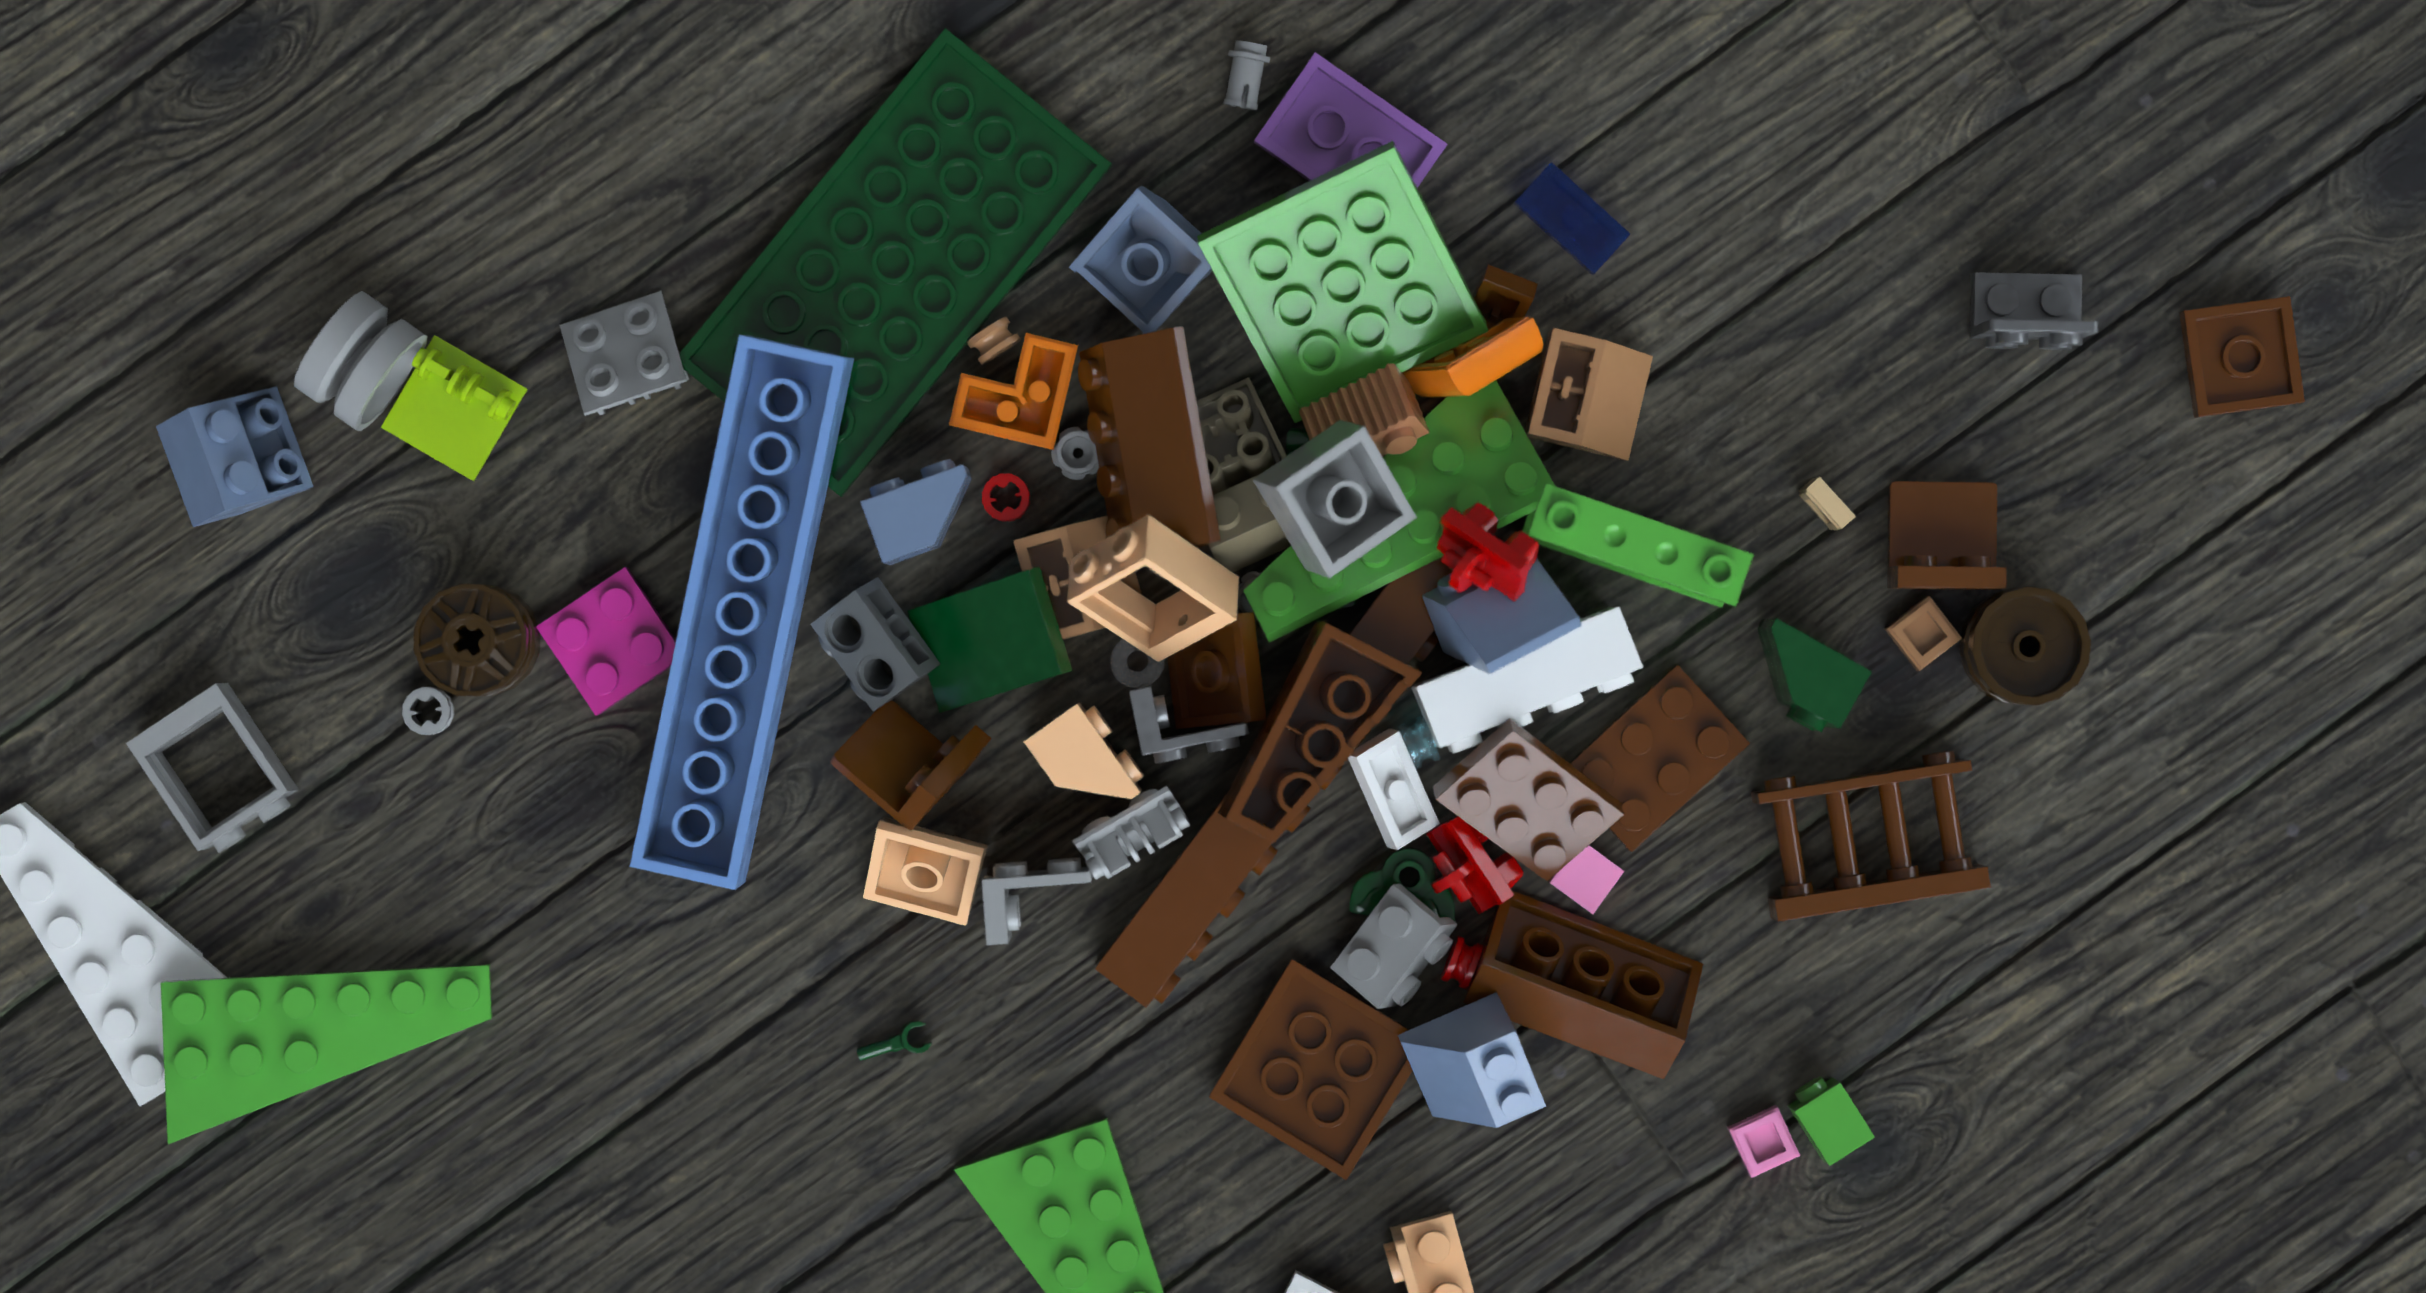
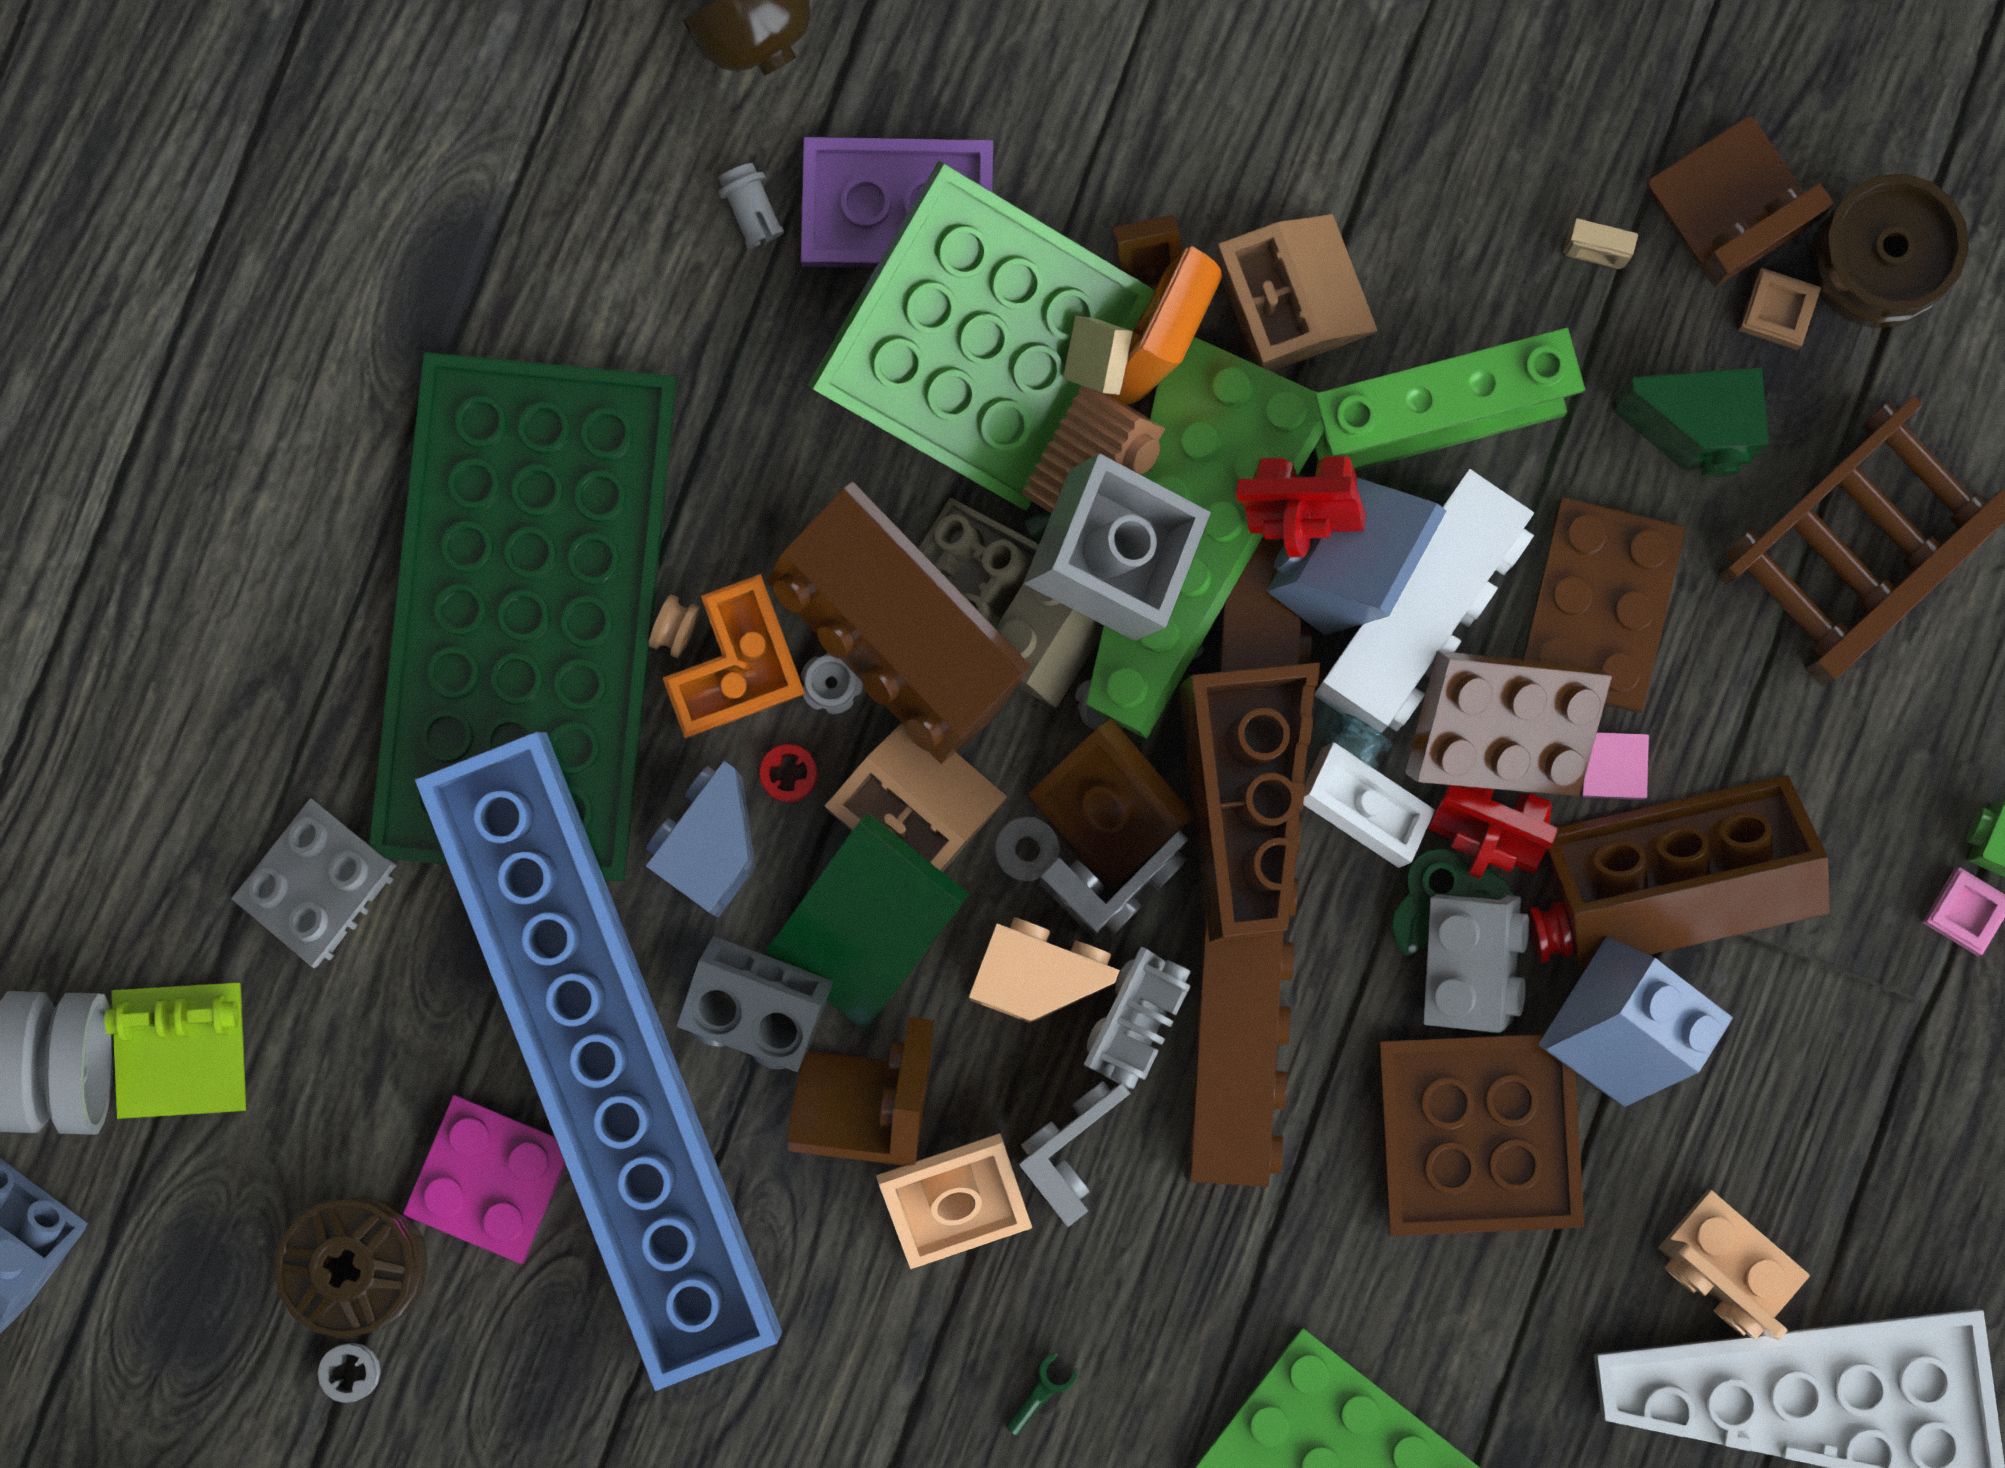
camera: 30 degrees left, 5 degrees down
(1144, 260) = (771, 447): sand blue slope -> none
(1158, 629) = (1026, 801): light nougat window -> none
(1415, 350) = (1097, 355): none -> tan tile
(1572, 218) = (1163, 133): clear blue plate -> none

